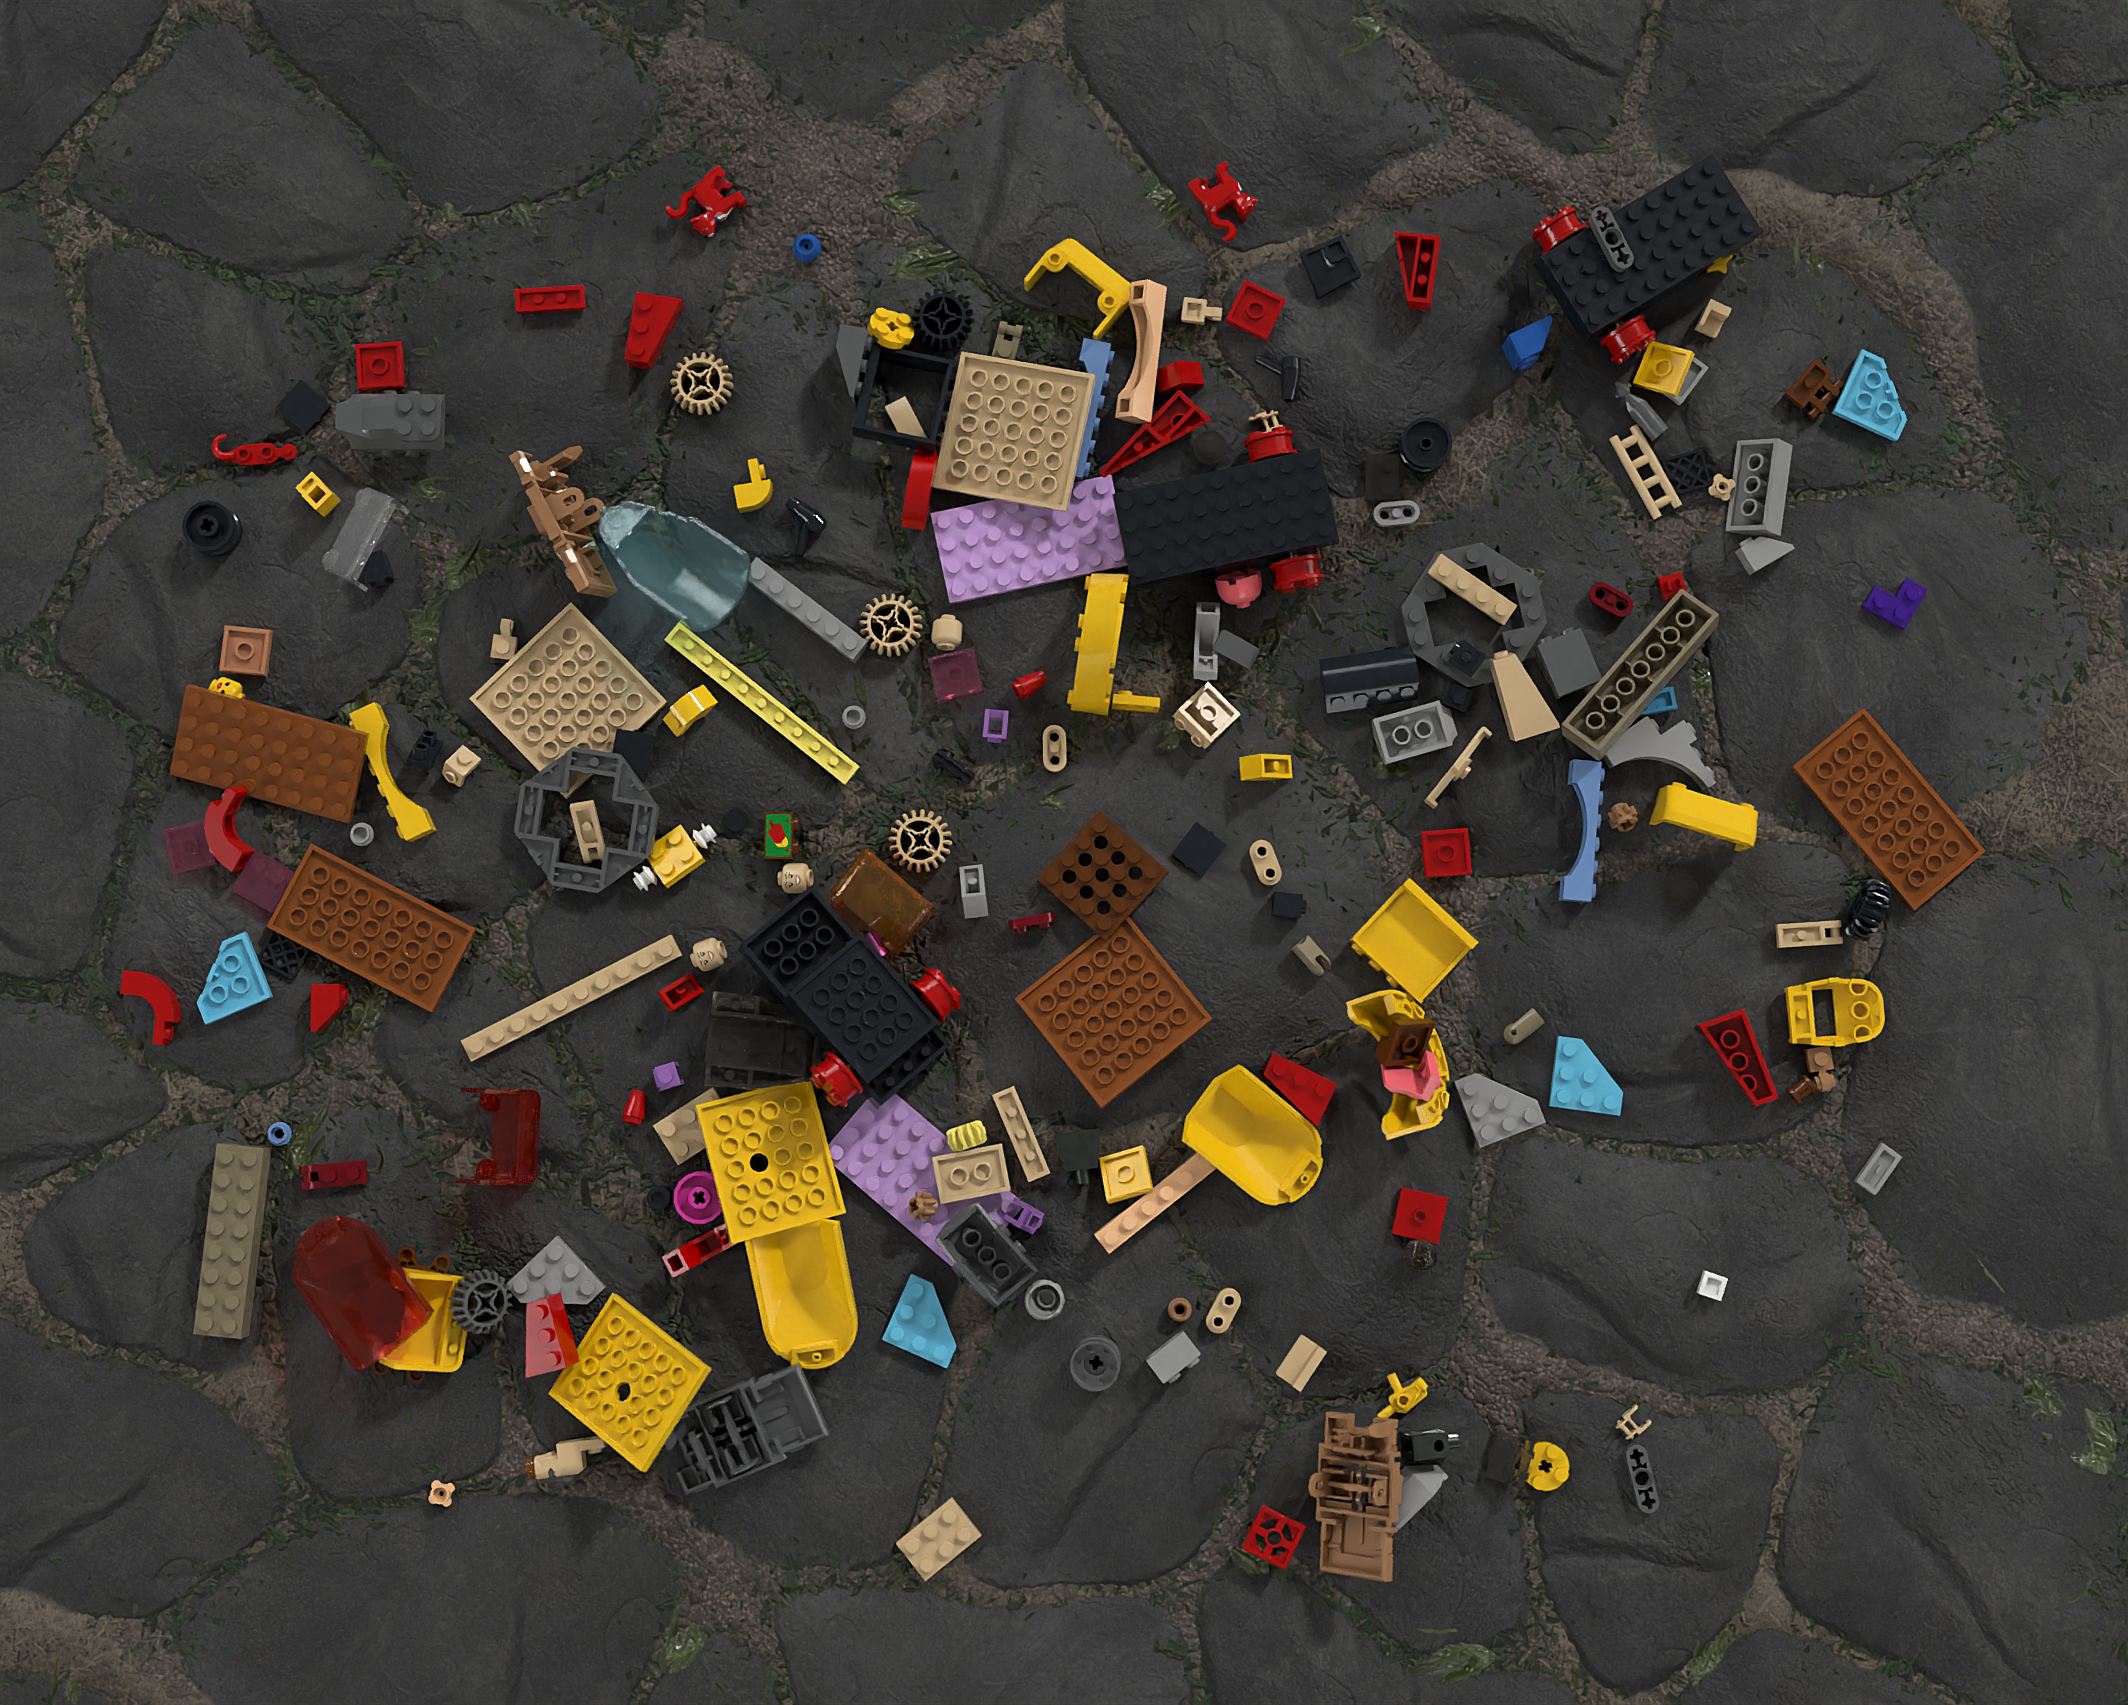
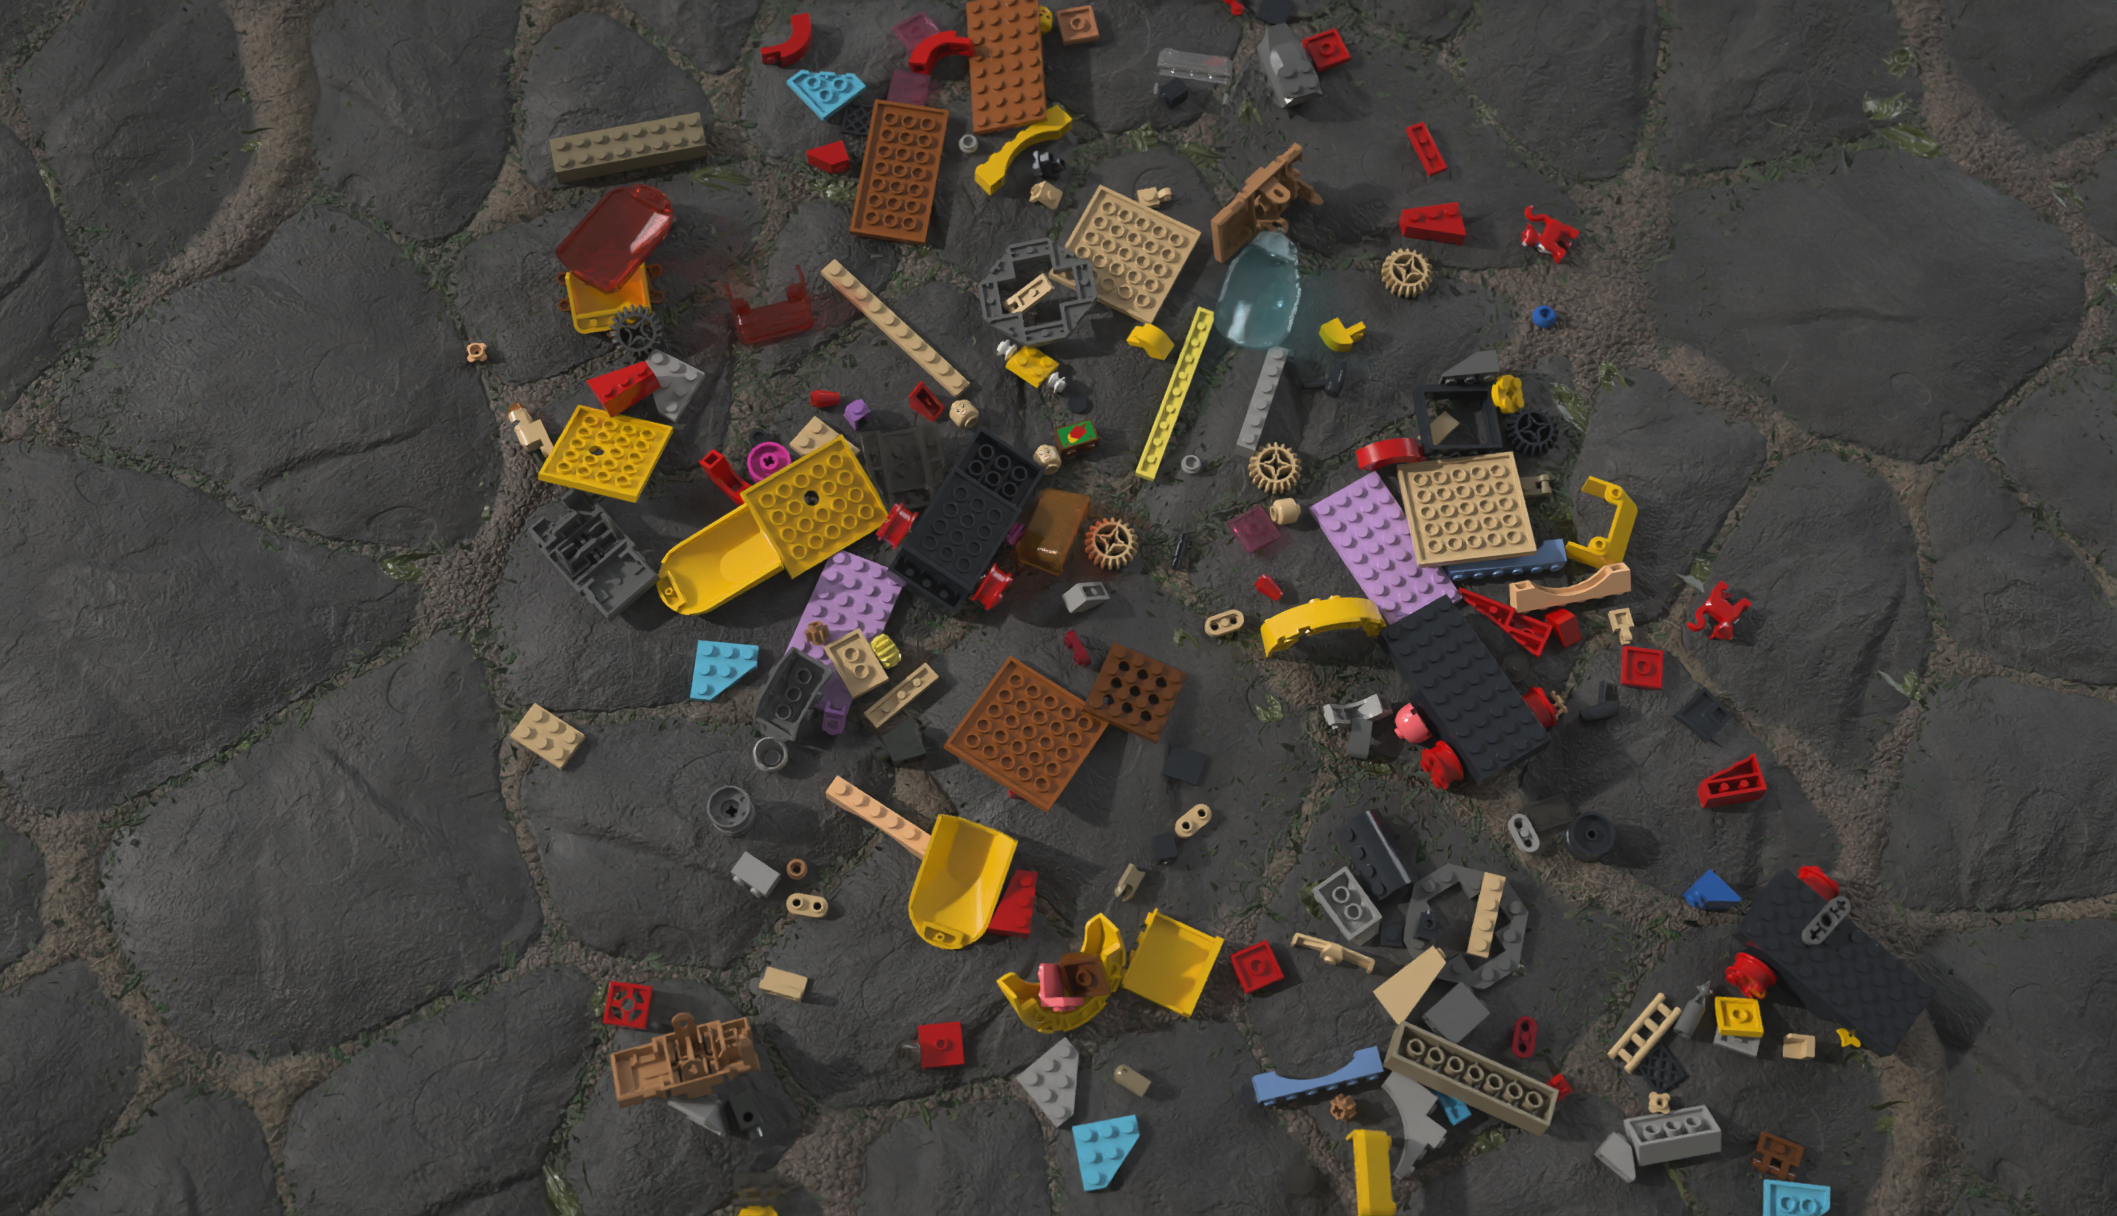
camera: 65 degrees right, 15 degrees down
(272, 1133) = (720, 151): medium blue plate -> none
(318, 494) = (1212, 36): yellow brick -> none
(334, 1174) = (701, 204): dark red plate -> none
(635, 748) = (1104, 311): black piece -> none
(995, 725) = (1225, 571): medium lavender window -> none
(1126, 701) = (1283, 663): yellow plate -> none
(1126, 1174) = (895, 787): yellow plate -> none
(1205, 716) = (1296, 732): tan plate -> none
(1265, 767) = (1272, 794): yellow slope -> none
(1403, 1398) = (779, 1081): yellow piece -> none

